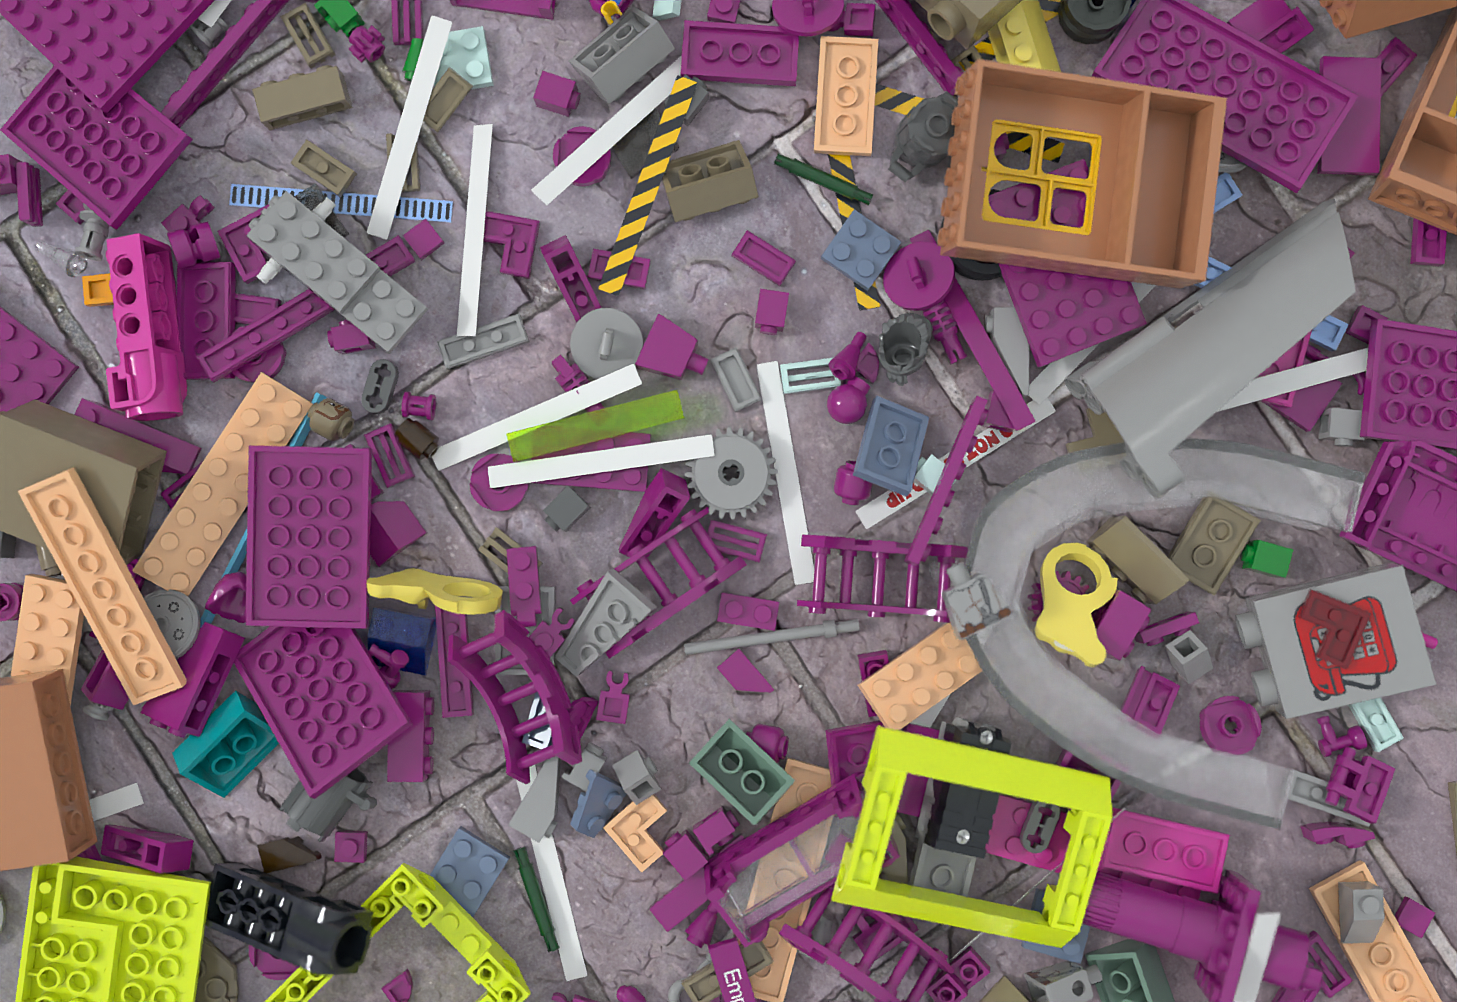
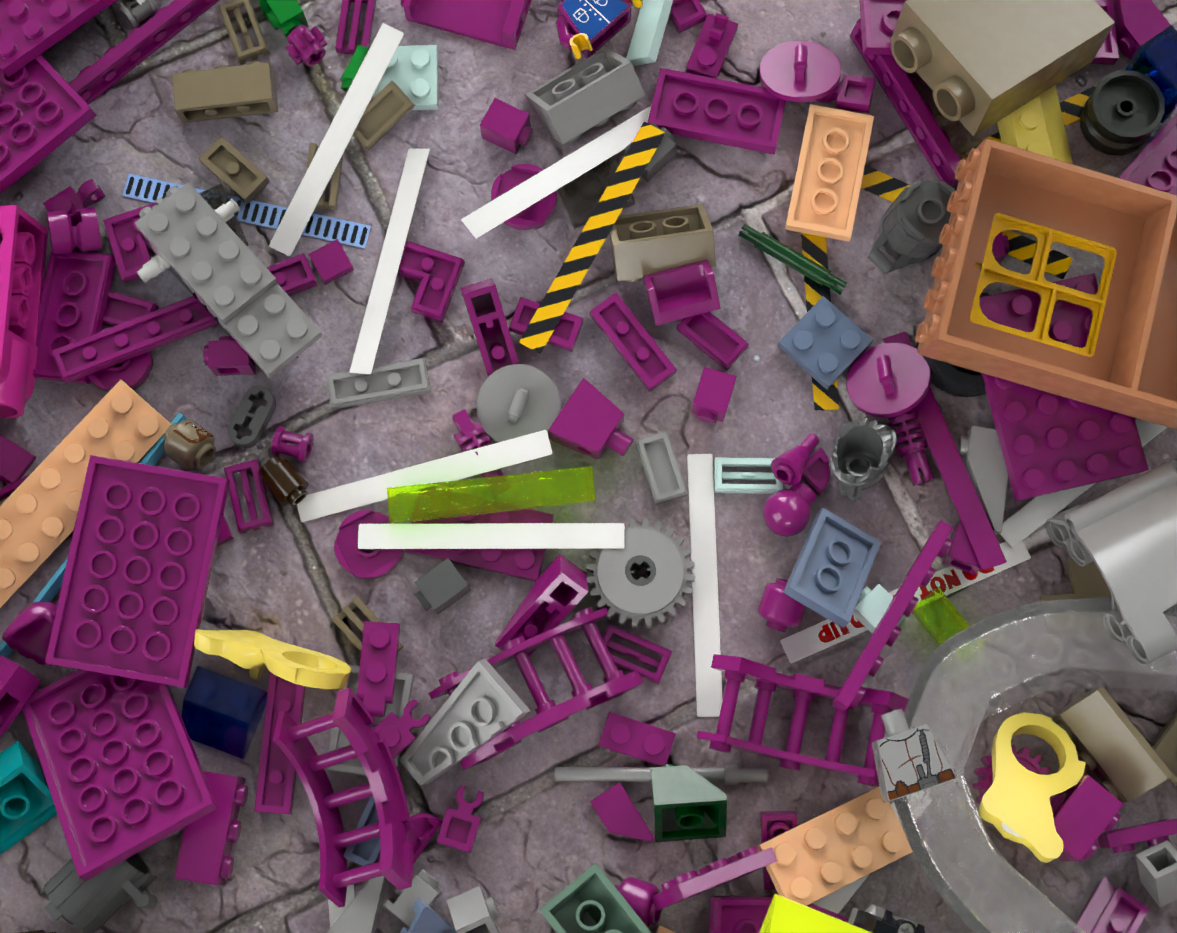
camera: 10 degrees right, 10 degrees down
(392, 530) = (235, 582): magenta slope -> none
(393, 662) = (210, 733): magenta piece -> none
(695, 273) = (633, 342): none -> magenta plate
(732, 224) = (681, 292): none -> magenta panel
(795, 659) = (686, 805): none -> dark green slope
(825, 716) = (712, 876): none -> magenta plate
(986, 474) = (939, 616): none -> clear neon green plate

